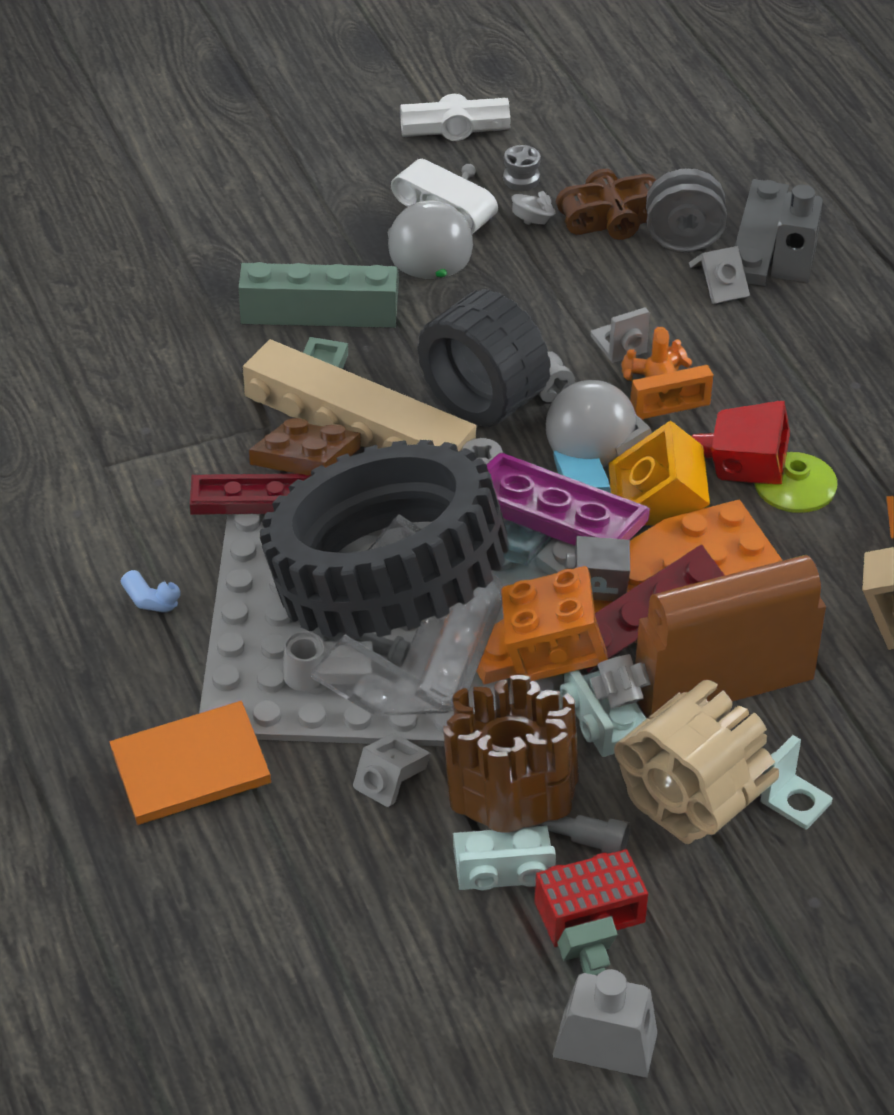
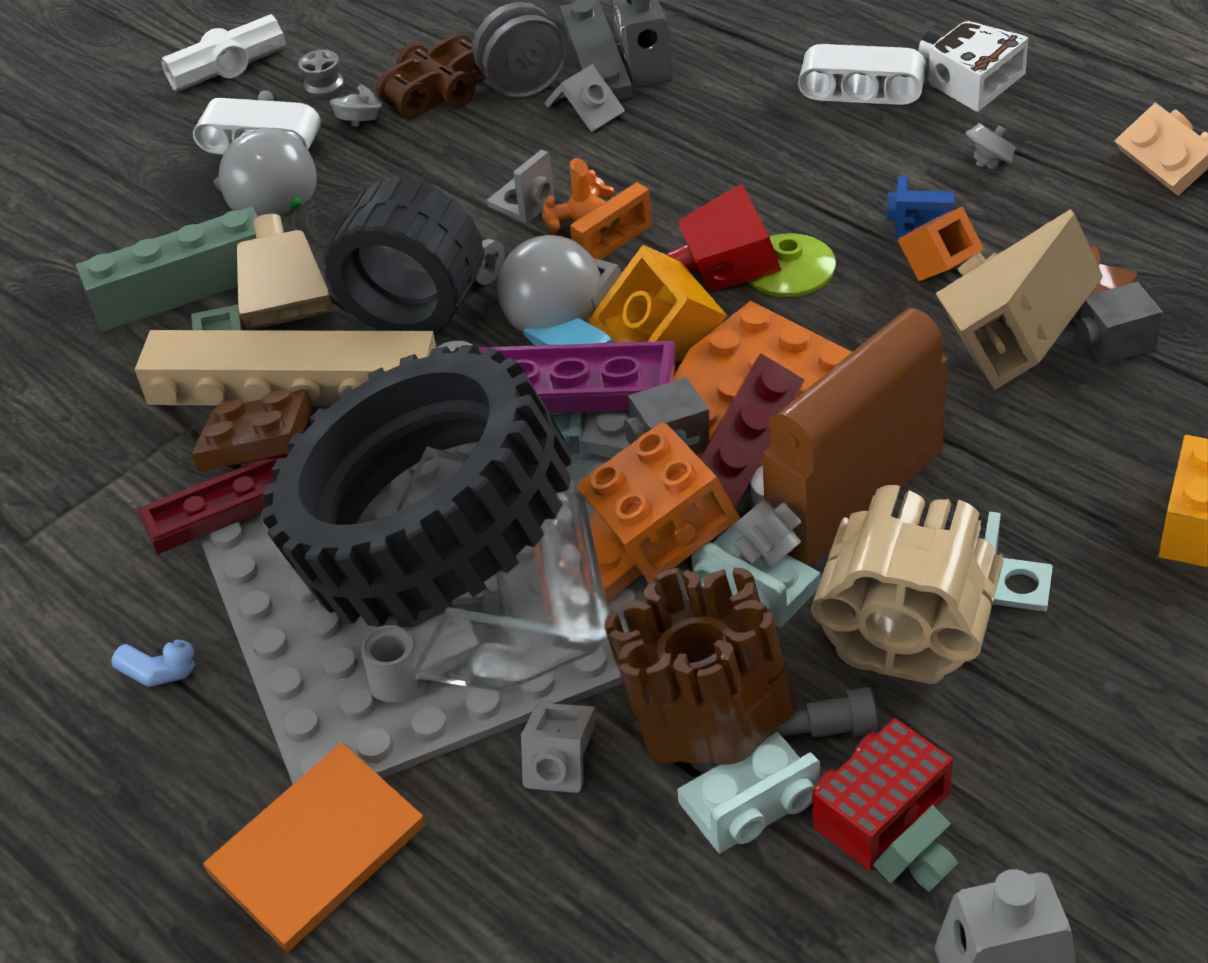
camera: 20 degrees left, 0 degrees up
(386, 332) = (278, 277): none -> tan torso

